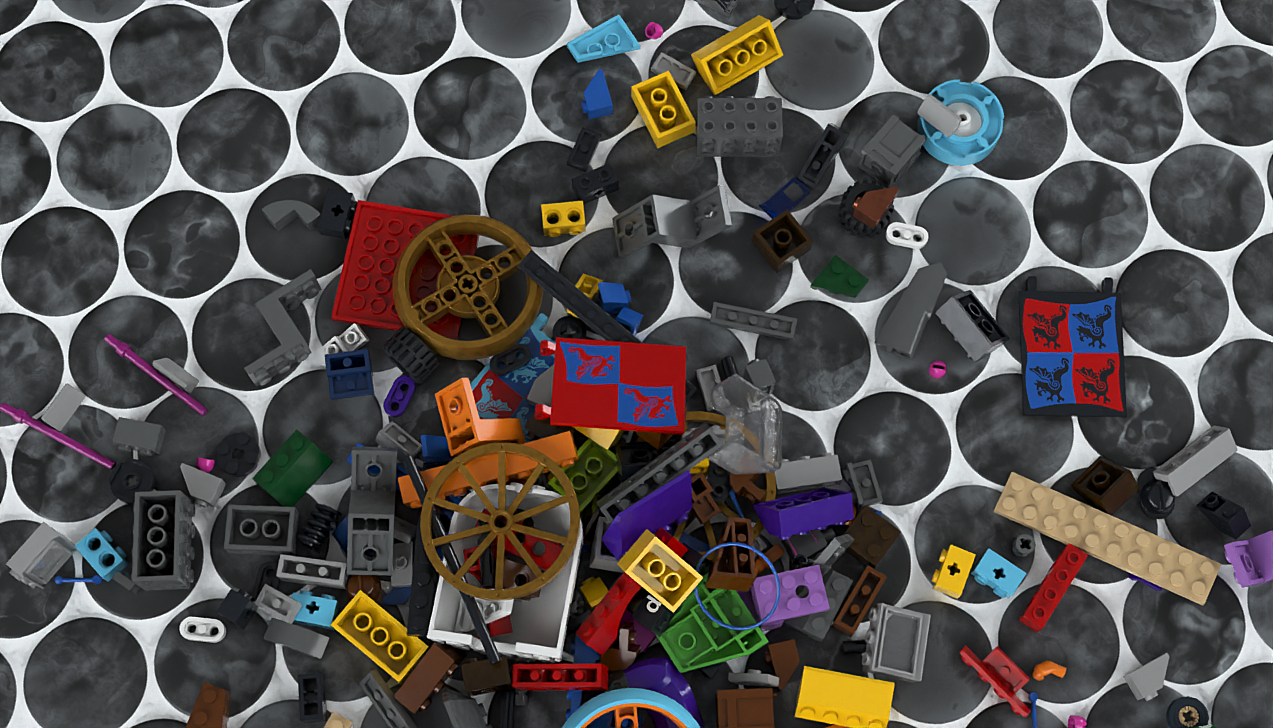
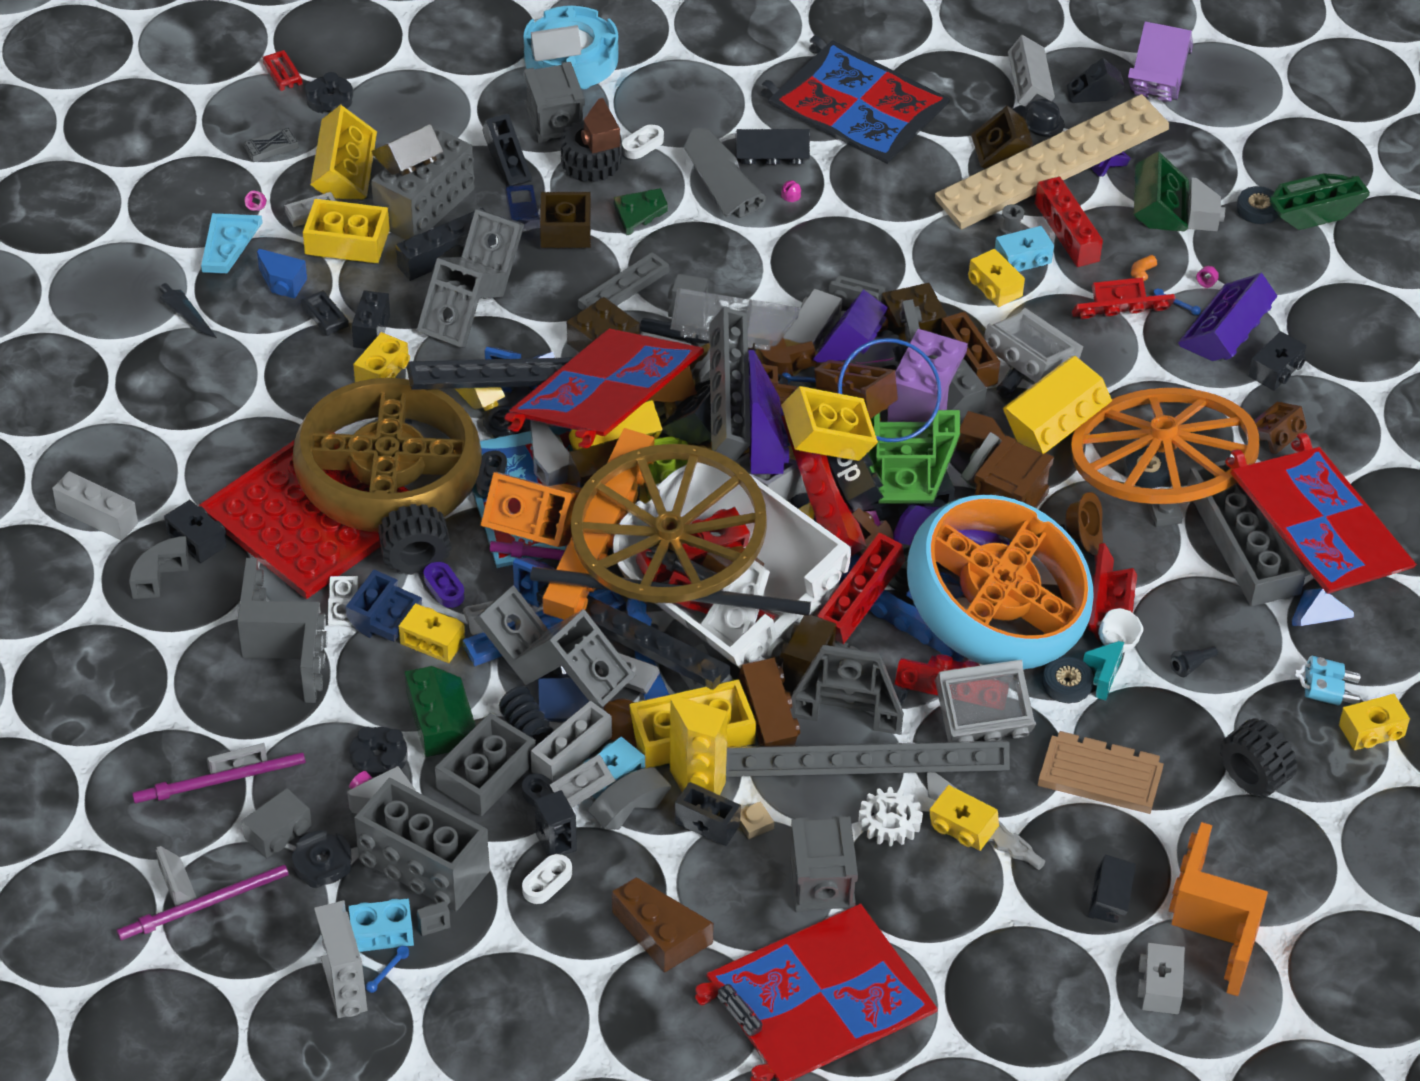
camera: 55 degrees left, 25 degrees down
(314, 140) = (95, 505): none -> light grey brick
(336, 664) = (698, 744): none -> yellow slope
(346, 408) = (432, 633): none -> yellow brick
(528, 56) = (180, 304): none -> black bar
(683, 171) = (420, 253): none -> black arch
(698, 337) = (596, 320): none -> dark brown brick
(732, 104) = (409, 150): none -> slope
(1137, 638) = (1161, 194): none -> dark green slope

